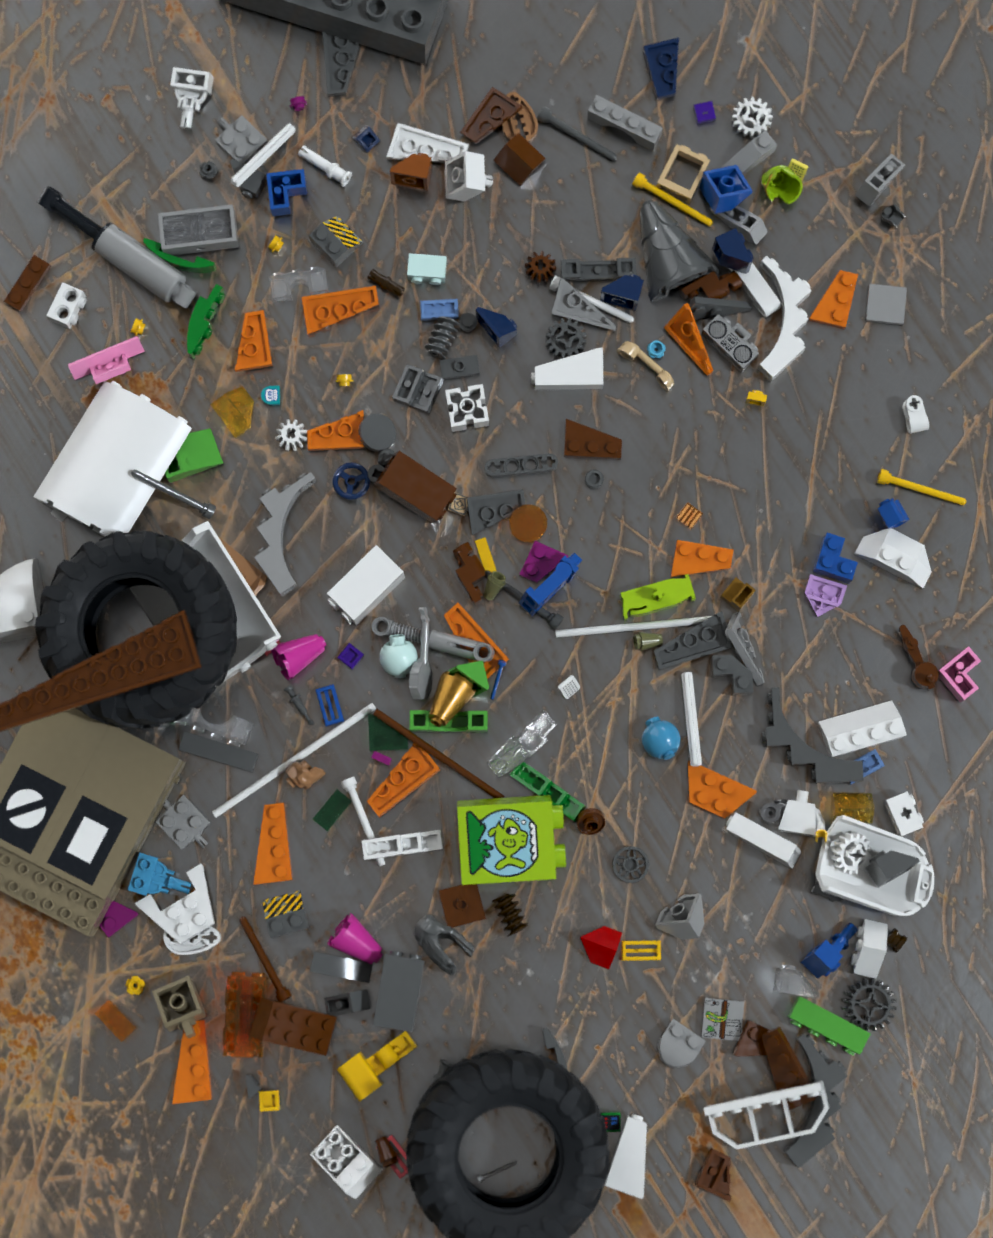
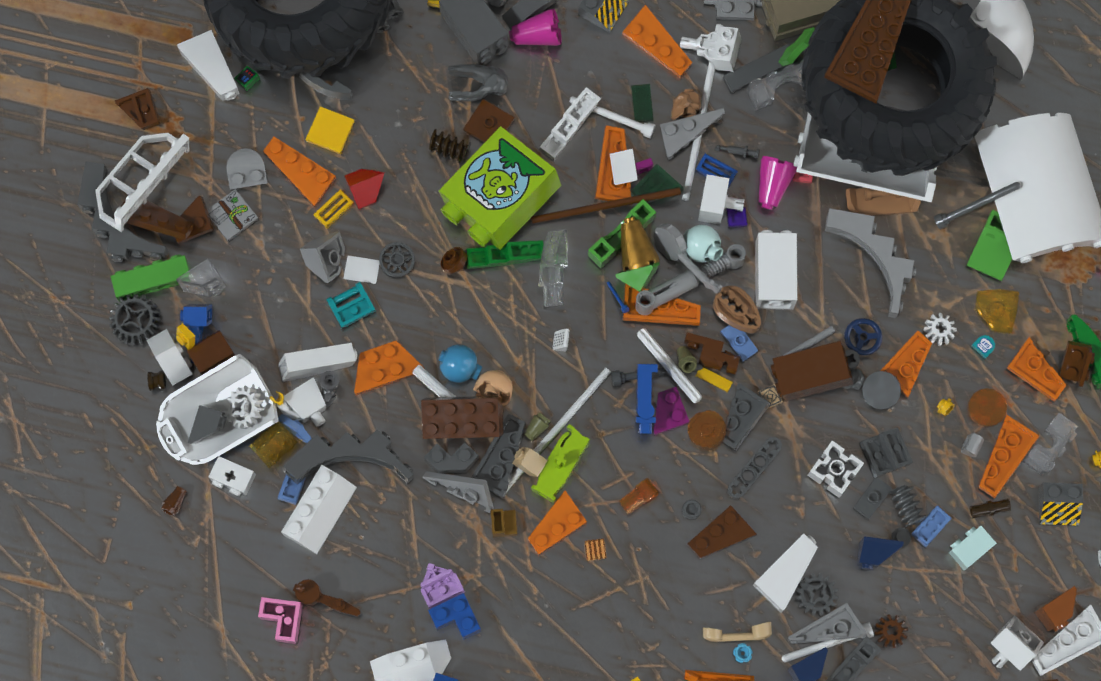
camera: 135 degrees right, 5 degrees down
(181, 735) = (796, 48): none -> bright green tile
(222, 319) = (1076, 362): none -> reddish brown bracket
(233, 795) = (717, 47): none -> white brick
(315, 352) = (987, 407): none -> clear orange tile
(324, 756) = (681, 132): none -> light grey wing
(353, 336) = (972, 445): none -> light grey brick
(356, 678) = (716, 200): none -> white brick
(393, 515) = (812, 341): none -> light grey bar
(397, 770) = (623, 167): none -> white sticker
(409, 589) = (742, 301): none -> medium nougat piece
(441, 564) = (739, 342): none -> medium blue plate
(510, 592) = (669, 365): none -> white axle
(586, 1016) = (330, 130): none -> yellow tile
(617, 521) = (643, 493): none -> clear orange piece
(638, 1004) = (301, 171): none -> orange wing
(651, 697) = (494, 384): none -> light nougat cylinder
(663, 883) = (361, 269): none -> white sticker
(679, 617) = (529, 461): none -> tan brick
(698, 694) = (462, 417): none -> reddish brown brick
(699, 855) = (353, 310): none -> teal plate
(826, 803) = (295, 428): none -> medium blue plate
(838, 919) = (210, 352): none -> reddish brown slope
(849, 947) = (185, 337): none -> yellow plate
(962, 836) = (173, 502): none -> reddish brown cone

